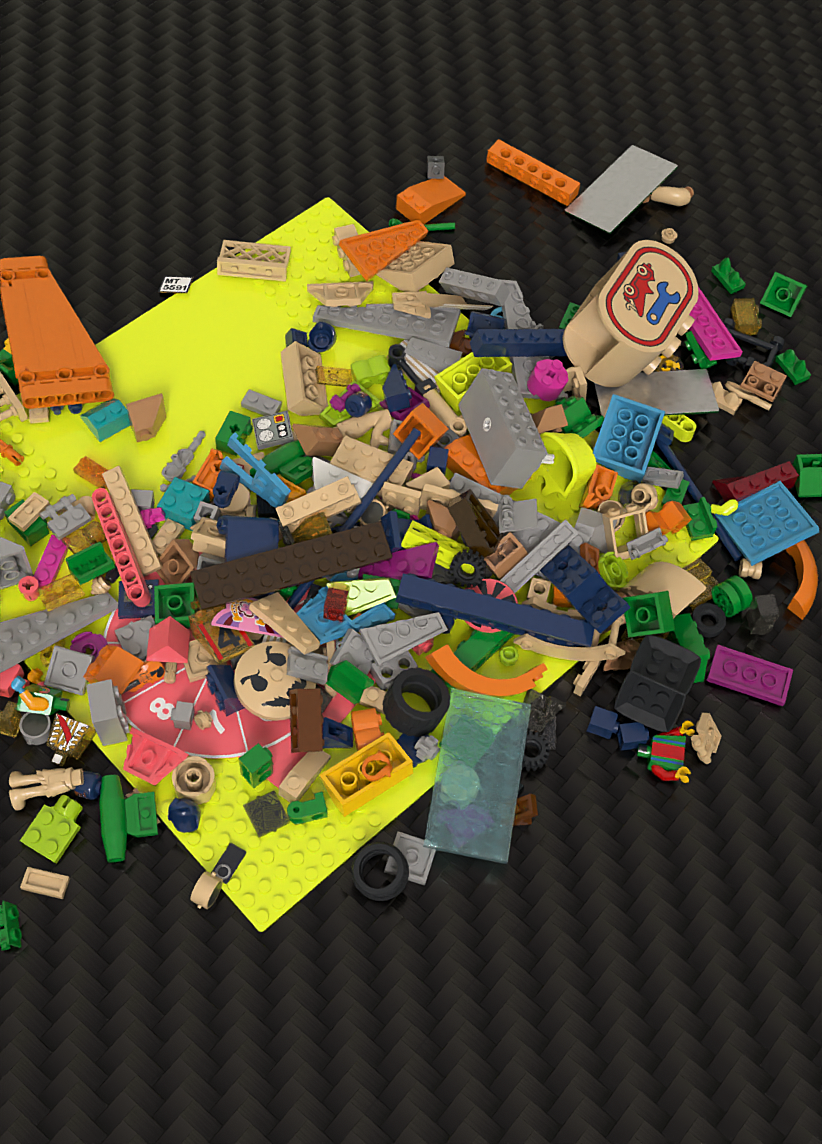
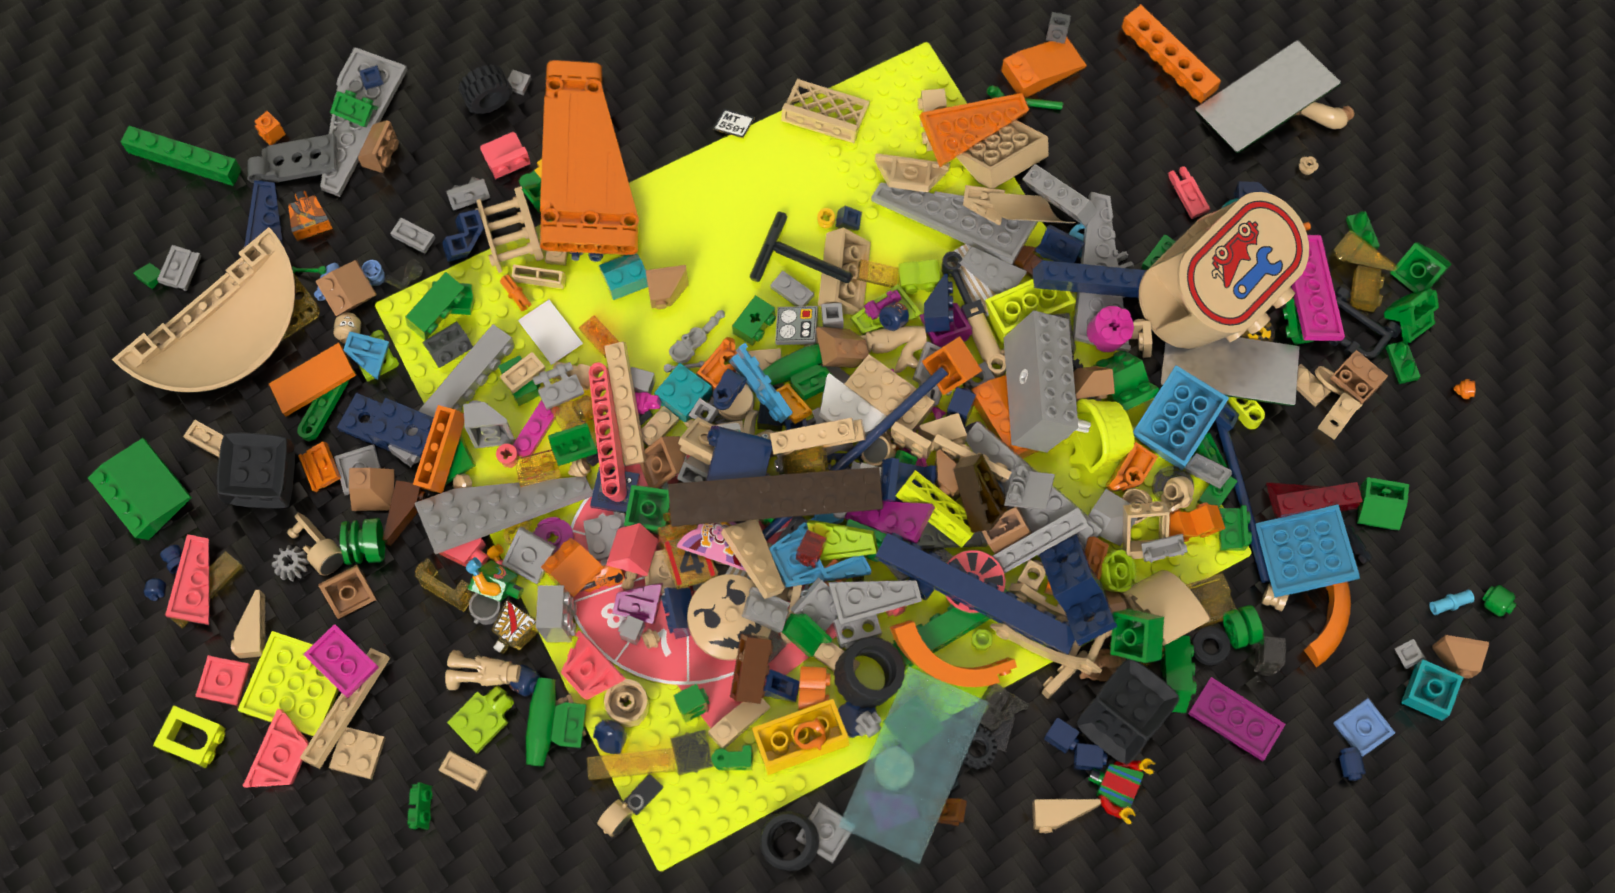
camera: 20 degrees right, 10 degrees up
(26, 432) = (539, 273): none -> tan piece
(46, 478) = (550, 332): none -> white sticker
(184, 688) = (639, 602): none -> wing
(210, 836) = (631, 764): none -> clear yellow plate
(231, 373) = (767, 248): none -> black axle
(275, 374) = (813, 262): none -> black axle
(276, 337) = (826, 224): none -> yellow bush
(303, 414) = (832, 315): none -> light grey brick
(322, 337) = (875, 224): dark blue hair -> none
(468, 578) = (965, 531): black tyre -> none
(579, 271) = (1189, 193): none -> coral hinge
(615, 791) = (1056, 813): none -> tan slope
(707, 739) = (1167, 781): tan plate -> none
(726, 509) = (1268, 523): neon yellow arm -> none
(731, 289) = (1360, 252): none -> clear yellow slope
(758, 408) = (1341, 413): none -> tan torso
(791, 325) = (1414, 313): none -> green piece

